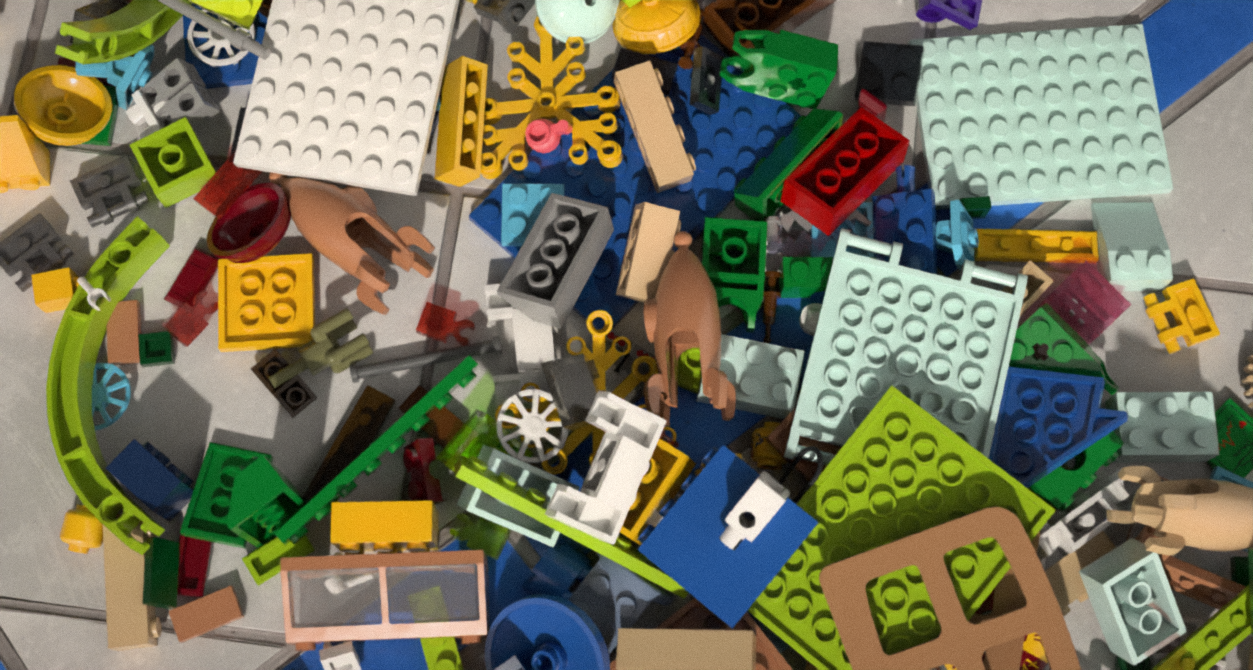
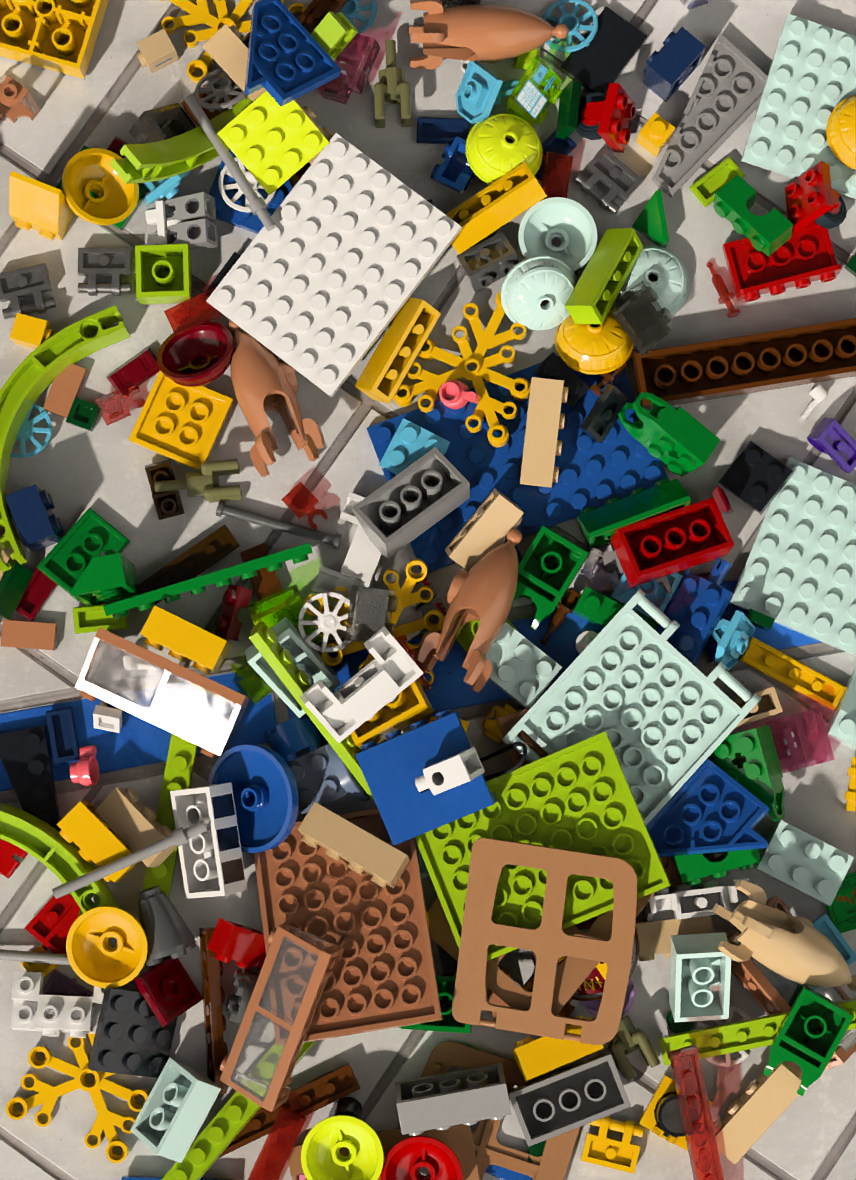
camera: 30 degrees right, 10 degrees up
(93, 294) = (55, 351): white hand -> none

